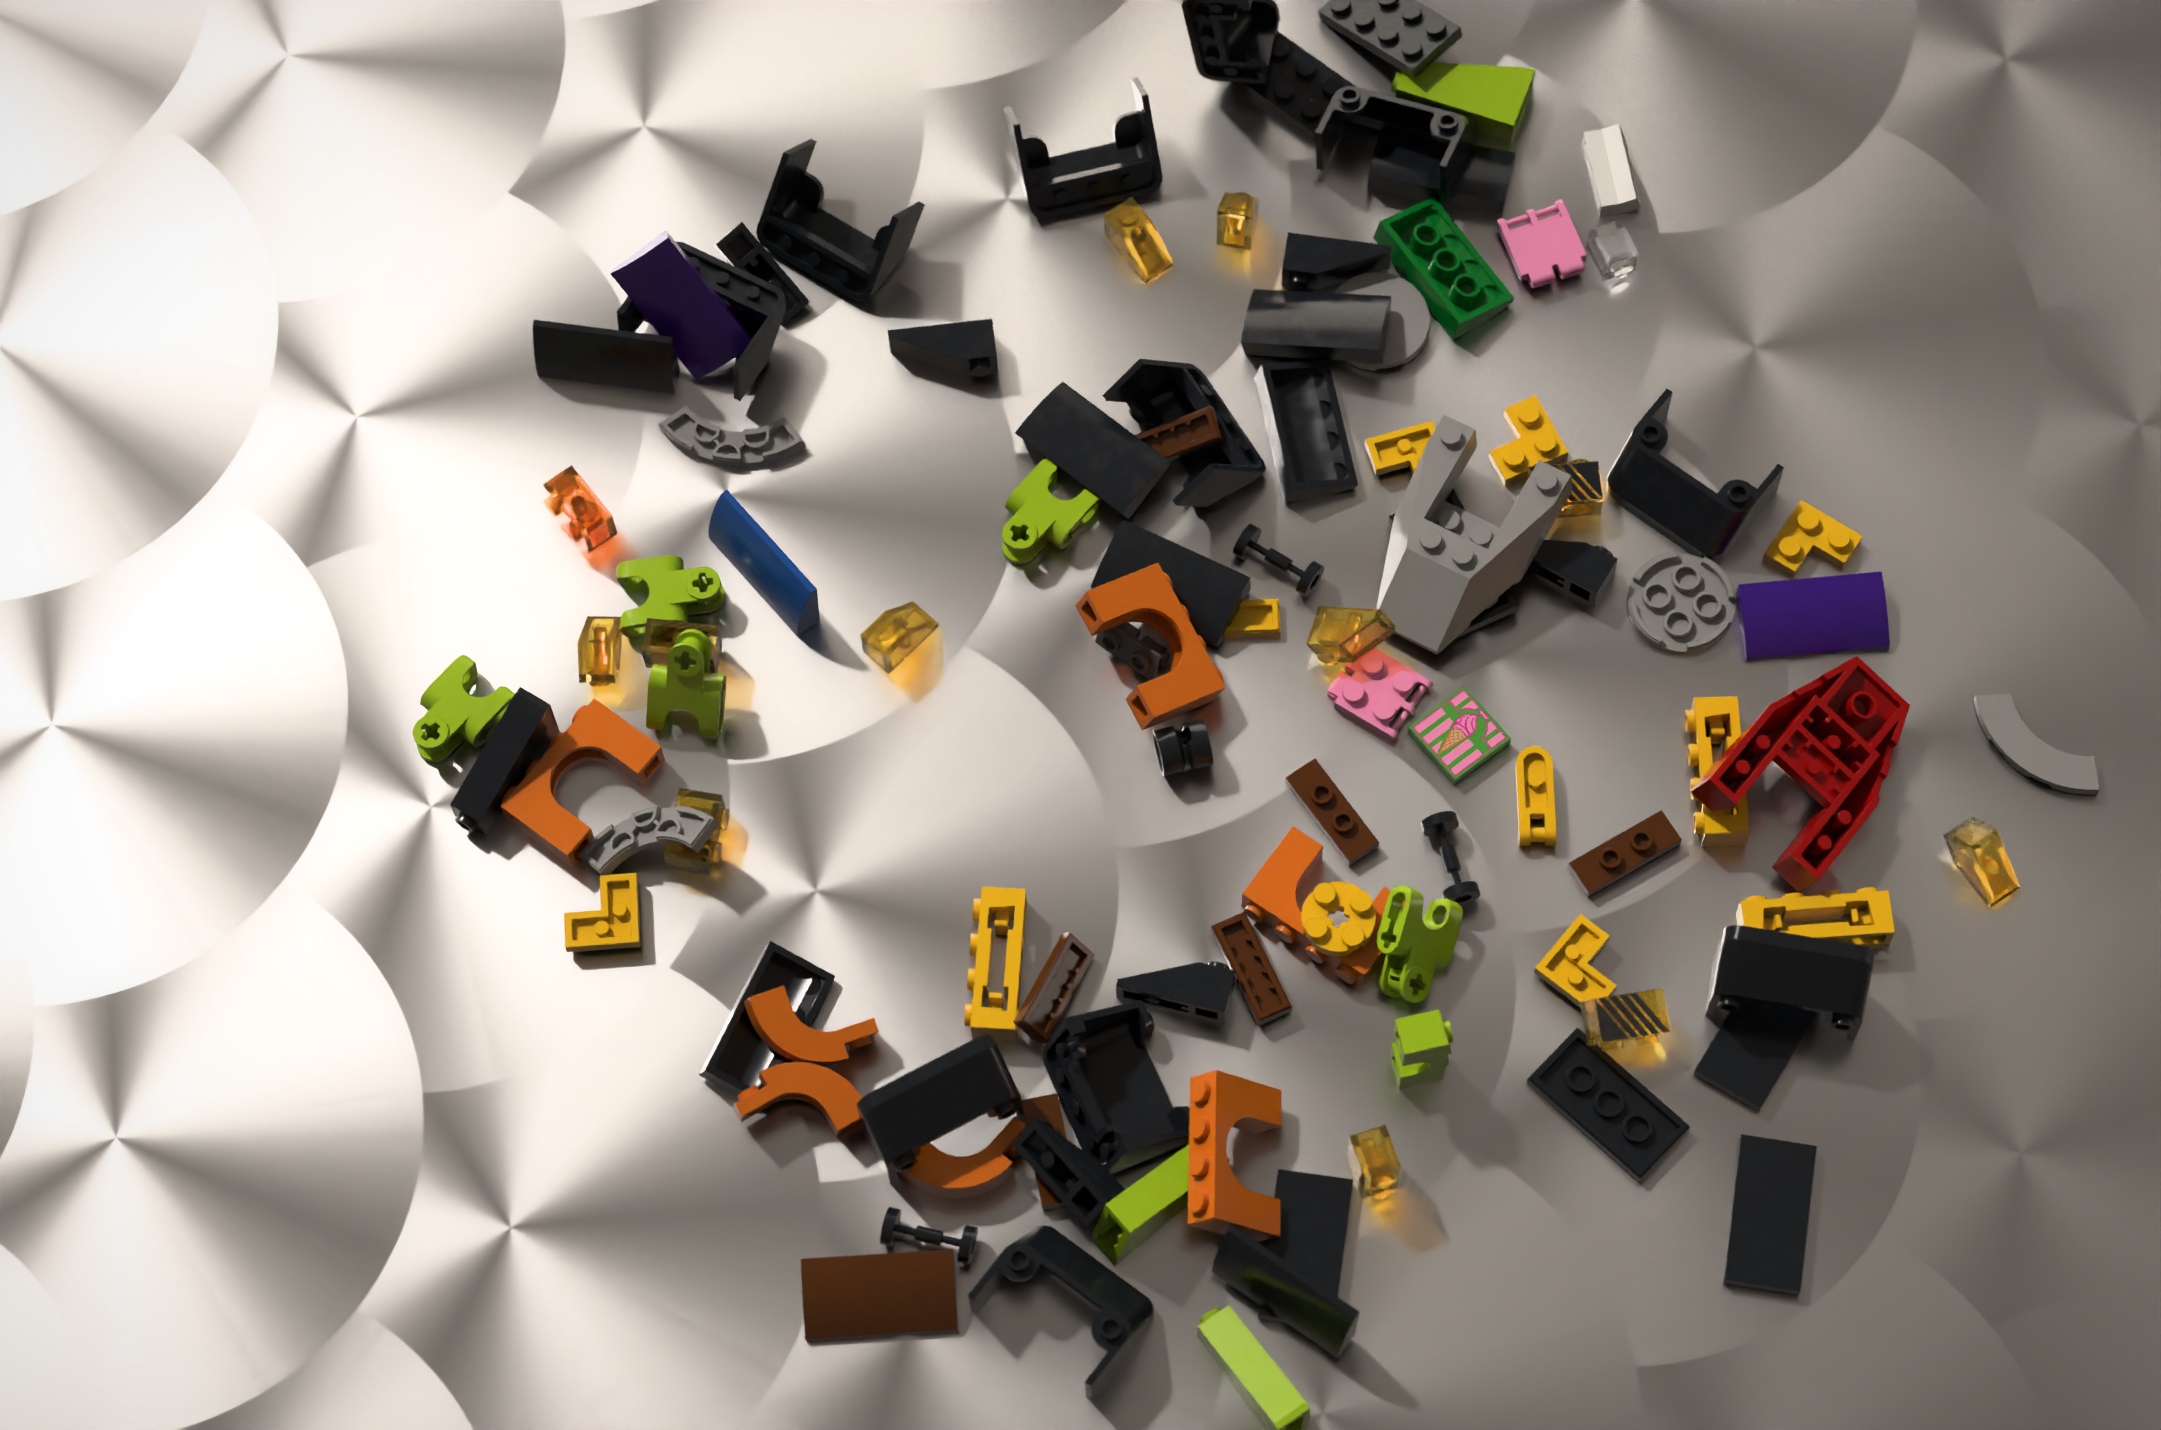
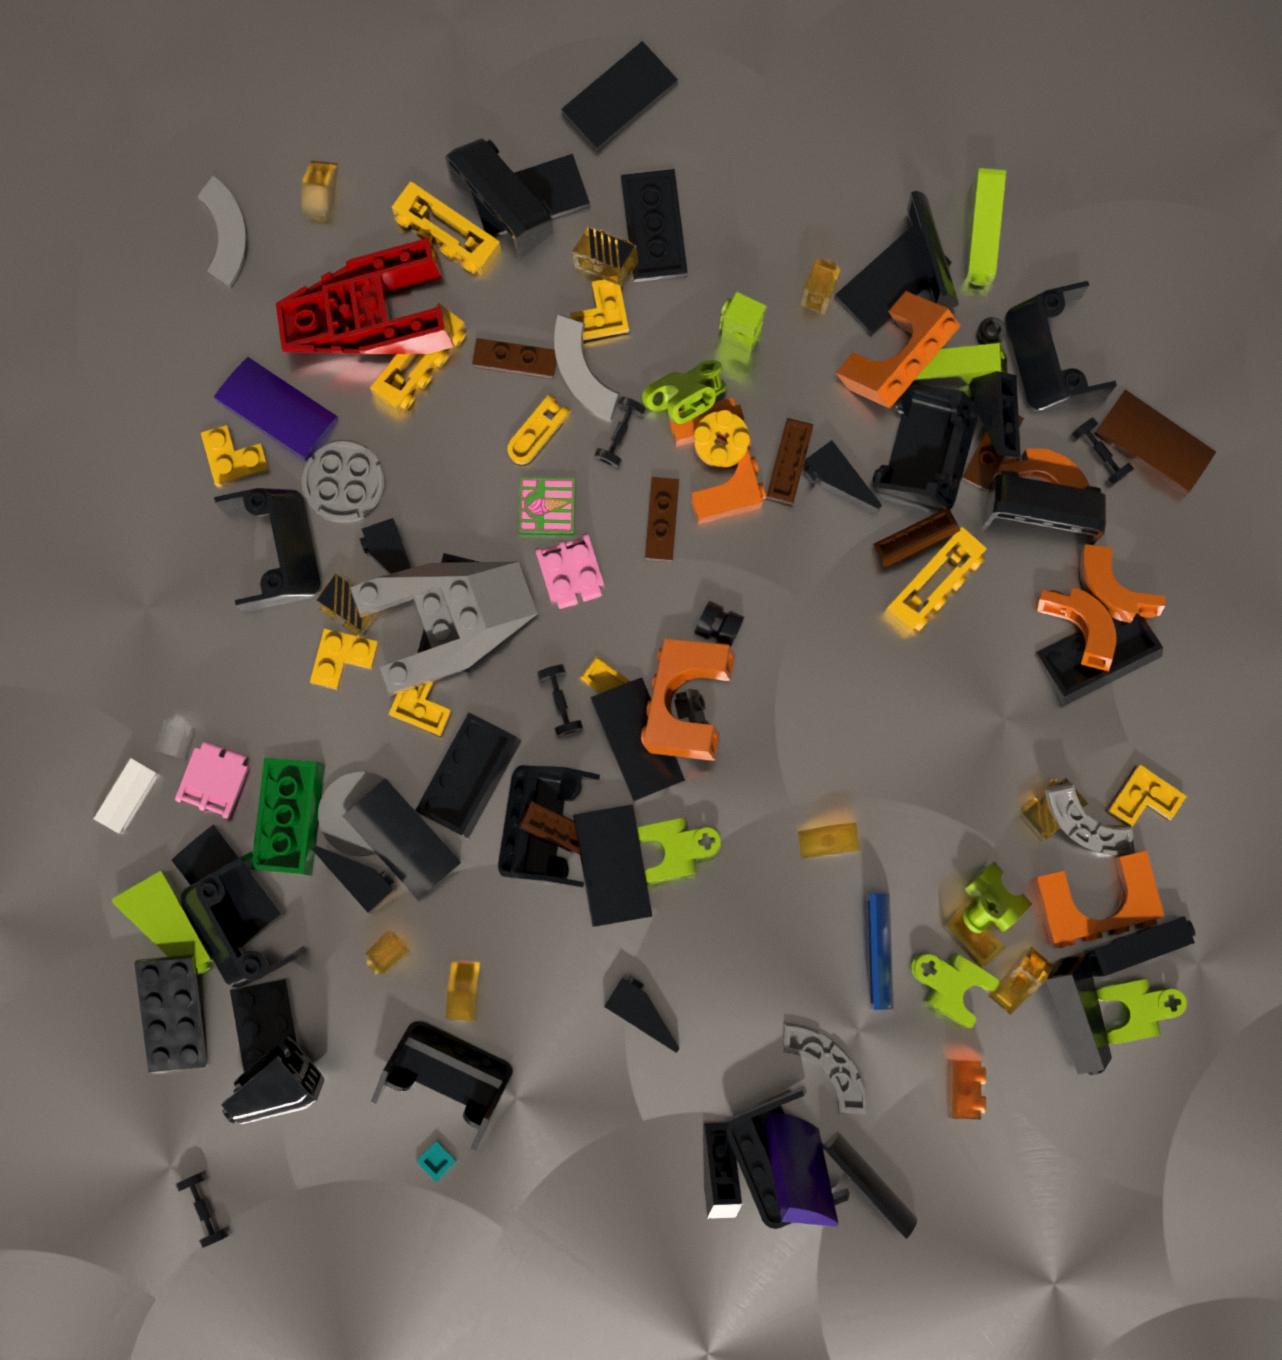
camera: 145 degrees left, 15 degrees up
(519, 654) = (1080, 1013): none -> black slope
(823, 244) = (659, 1157): black windscreen -> none
(1035, 93) = (436, 1161): none -> teal tile
(1157, 1265) = (994, 323): none -> dark grey plate
(1347, 633) = (563, 615): clear yellow slope -> none
(1567, 891) = (576, 372): none -> light grey tile

